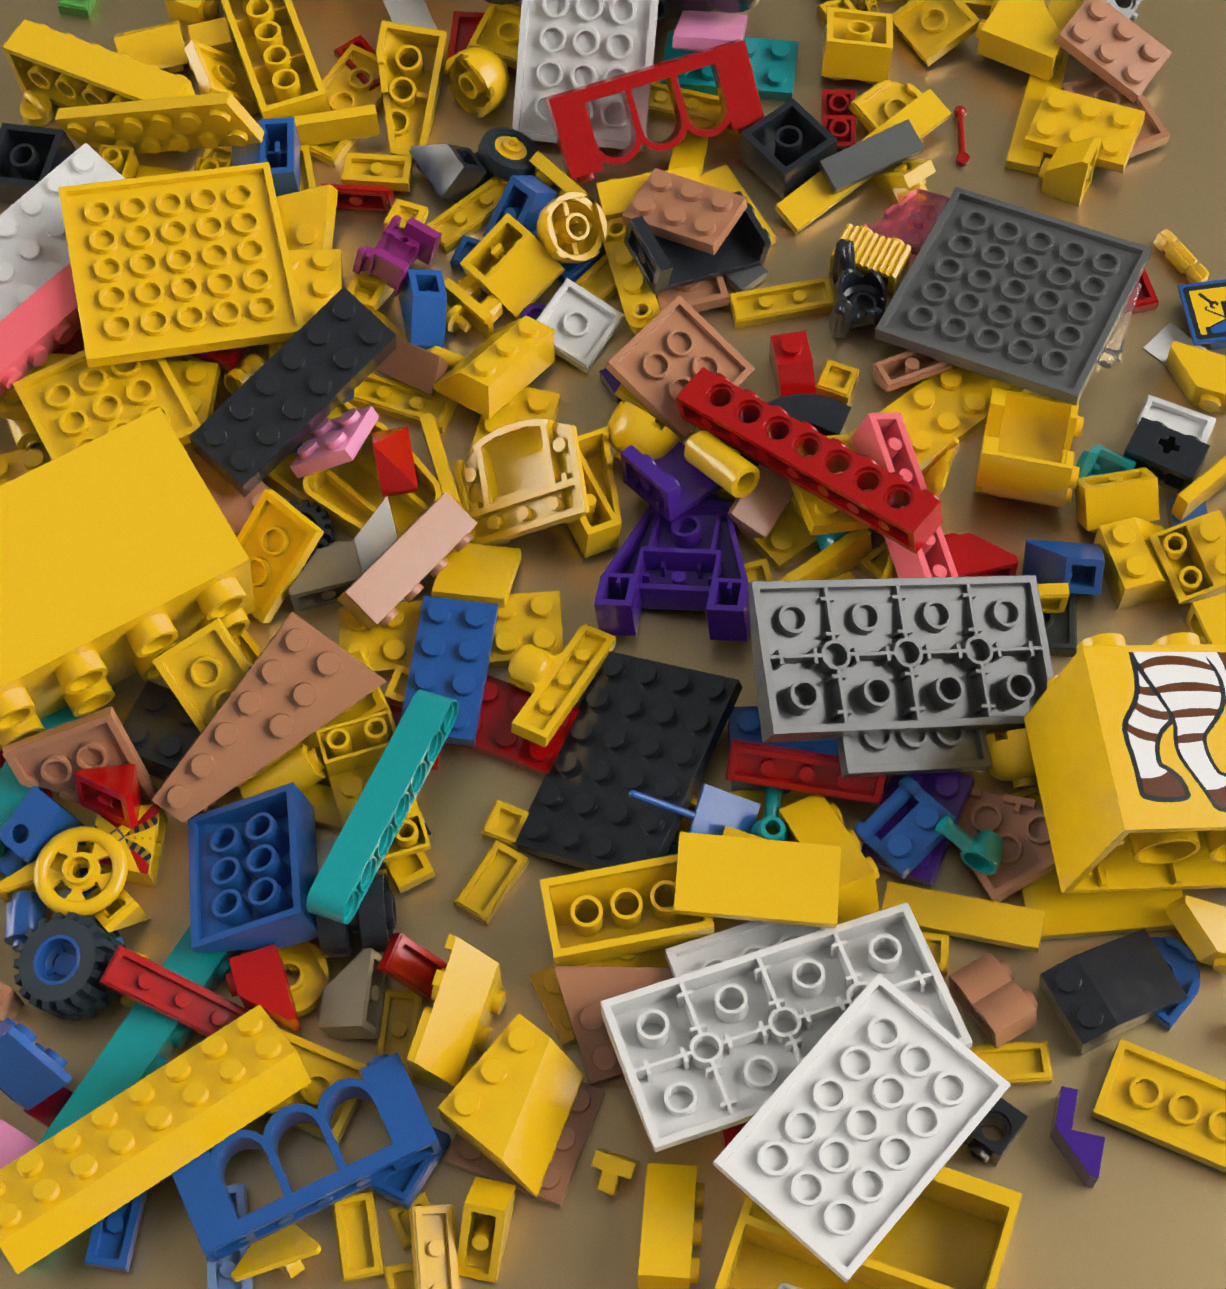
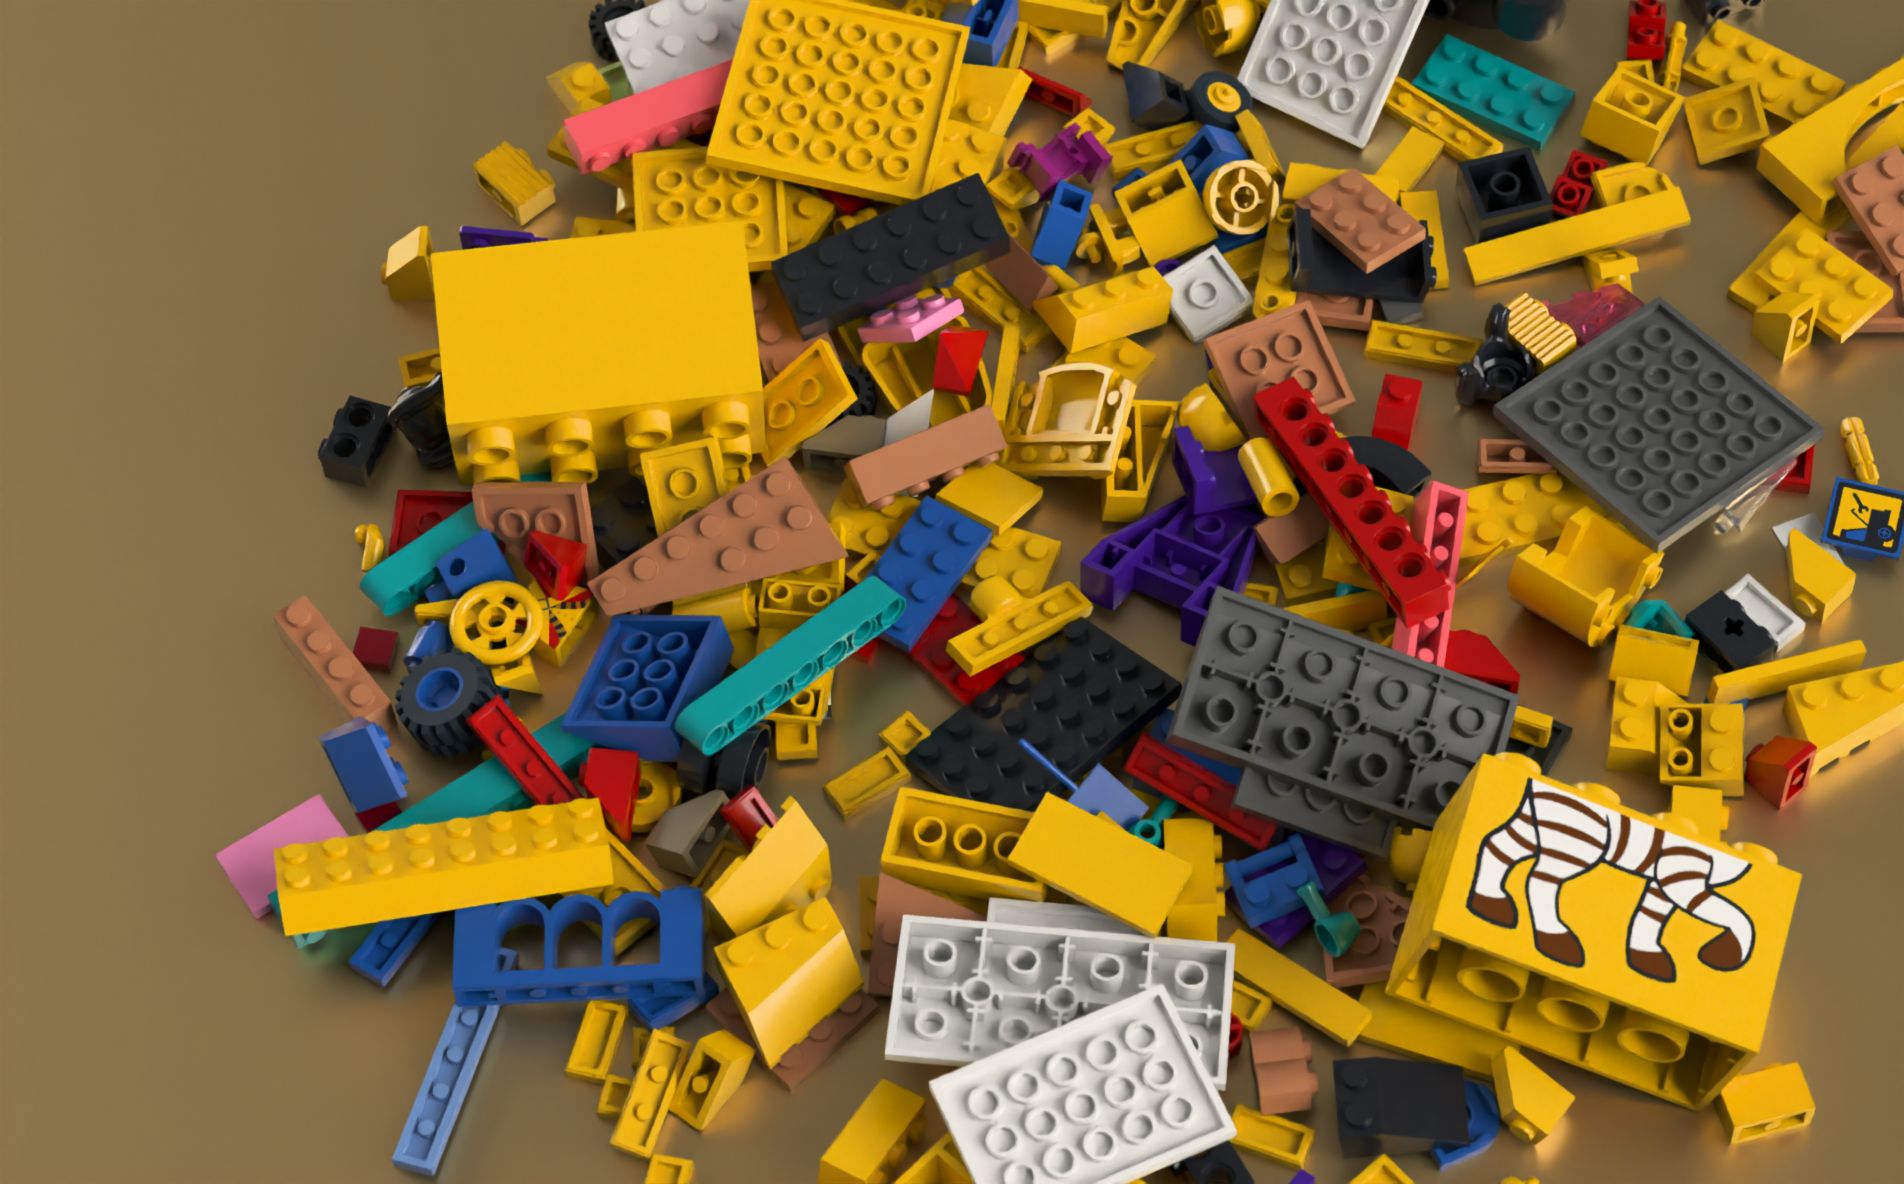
camera: 25 degrees right, 5 degrees down
(279, 1250) = (520, 1017): yellow piece -> none
(378, 171) = (1084, 74): yellow plate -> none
(613, 1168) = (851, 1075): yellow tile -> none
(707, 29) = (1483, 50): bright pink tile -> none
(735, 88) = (1291, 104): red fence -> none
(837, 381) = (1438, 445): yellow tile -> none
(871, 156) = (1583, 234): dark grey tile -> none
(962, 157) = (1686, 270): red hinge -> none
(1065, 562) = (1575, 707): blue slope -> none

